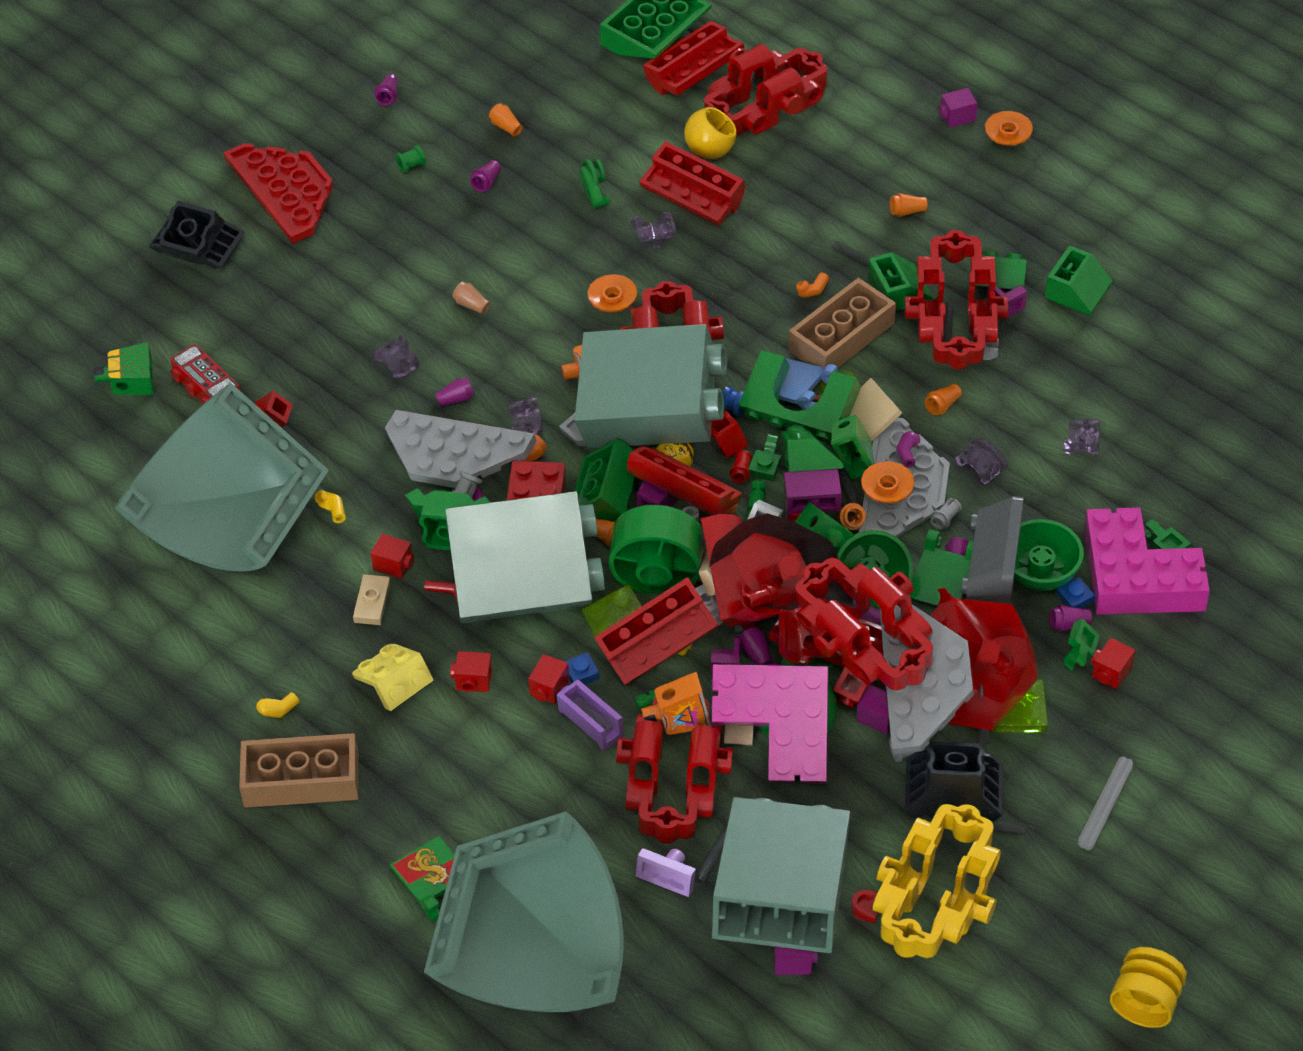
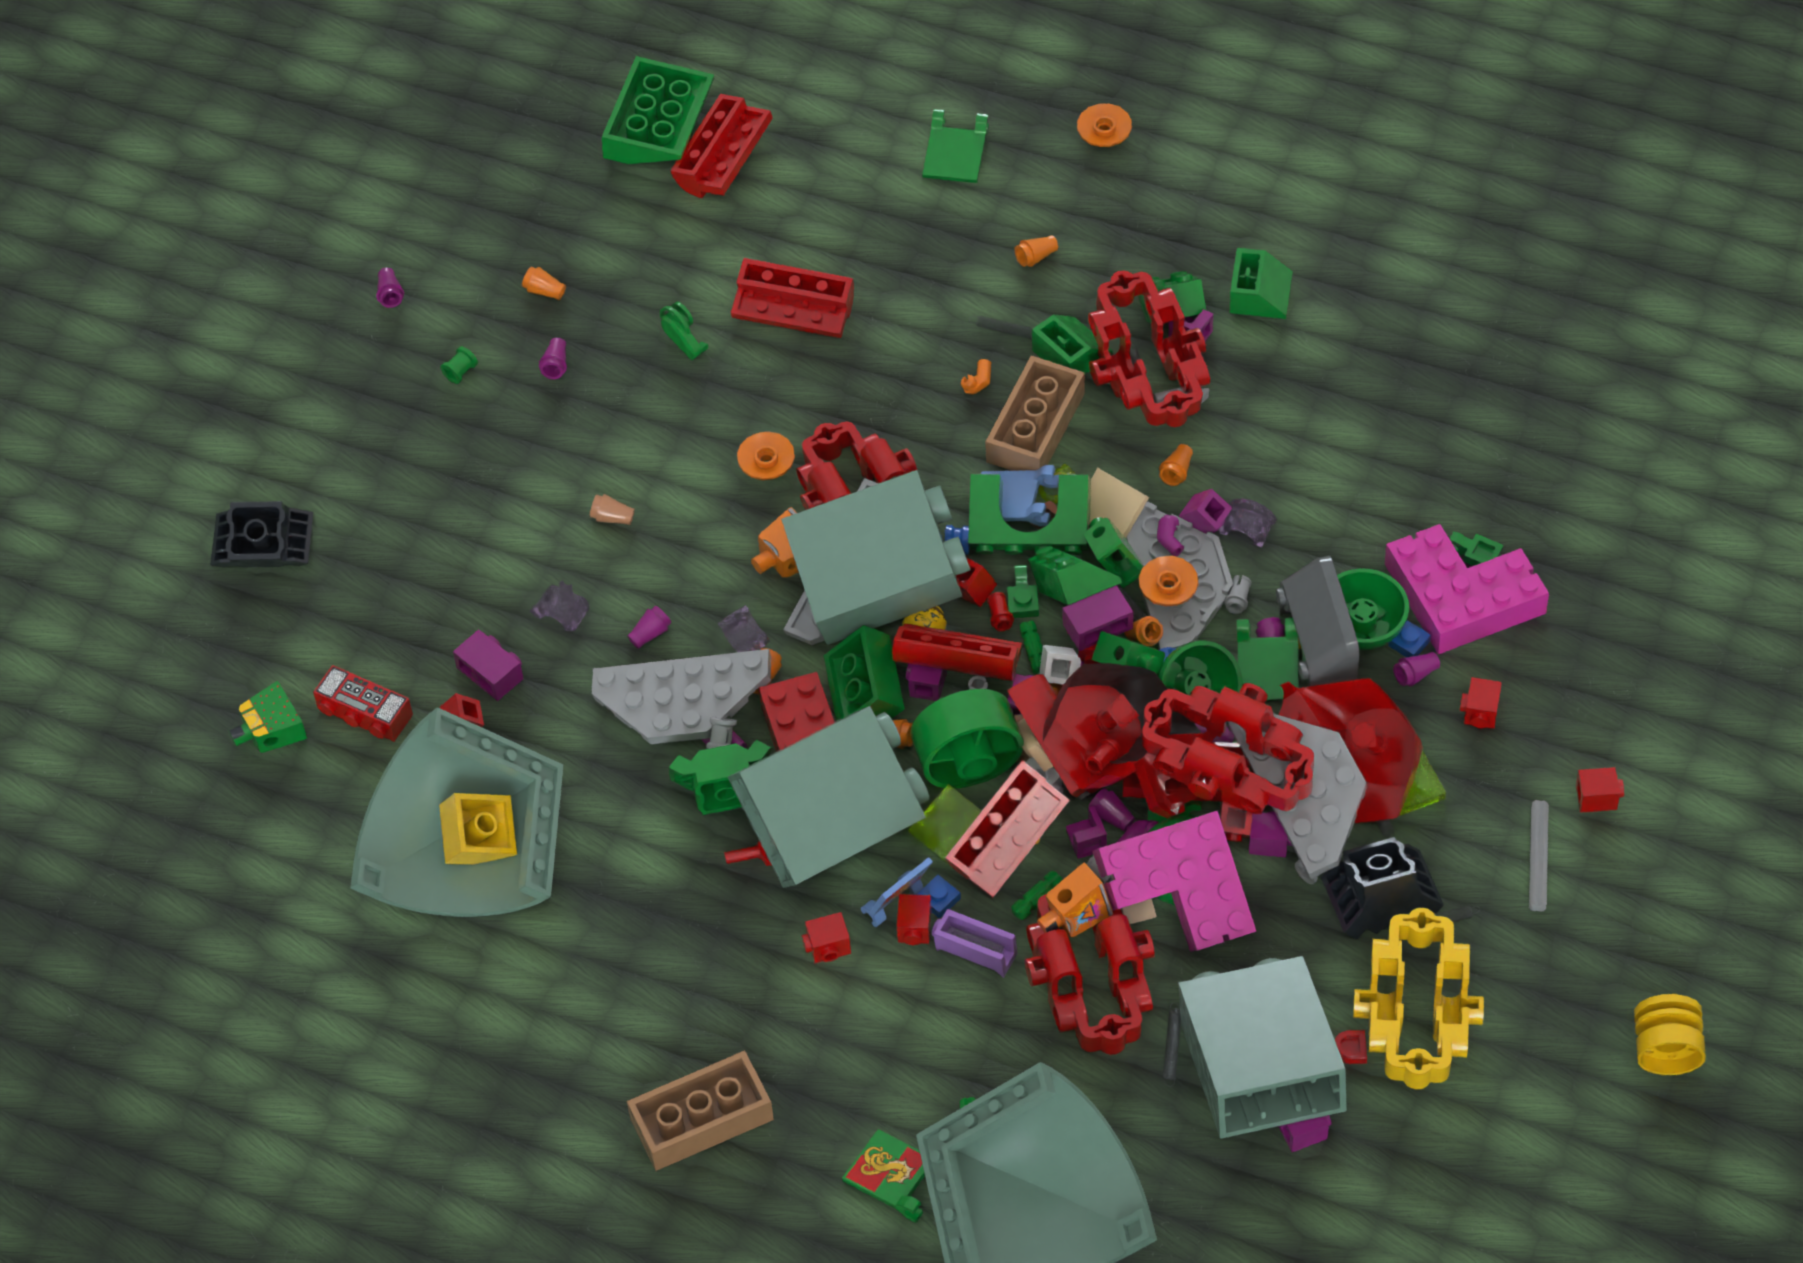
camera: 20 degrees left, 5 degrees up
(239, 497) = (477, 828): none -> yellow slope
(277, 708) = (634, 1050): yellow arm -> none
(286, 185) = (329, 439): red plate -> none
(316, 381) = (488, 664): none -> magenta brick
(331, 503) = (578, 799): yellow arm -> none
(371, 599) = (675, 894): tan plate -> none
(392, 556) = (676, 838): red brick -> none
(395, 674) = (743, 966): light yellow bracket -> none
(550, 645) = (909, 880): none -> medium blue flag
(655, 231) = (777, 366): clear purple piece -> none
(666, 871) = (1135, 1083): lavender tile -> none
(709, 133) = (786, 232): yellow wheel -> none
(780, 81) = (849, 153): red piece -> none
(879, 116) = (955, 152): none -> green flag
(948, 440) = (1206, 511): none -> magenta brick
(958, 107) = (1038, 116): magenta brick -> none
(1083, 436) = (1342, 461): clear purple piece -> none
(1084, 643) = (1442, 689): green plate -> none
(1181, 764) = (1598, 789): none -> red brick

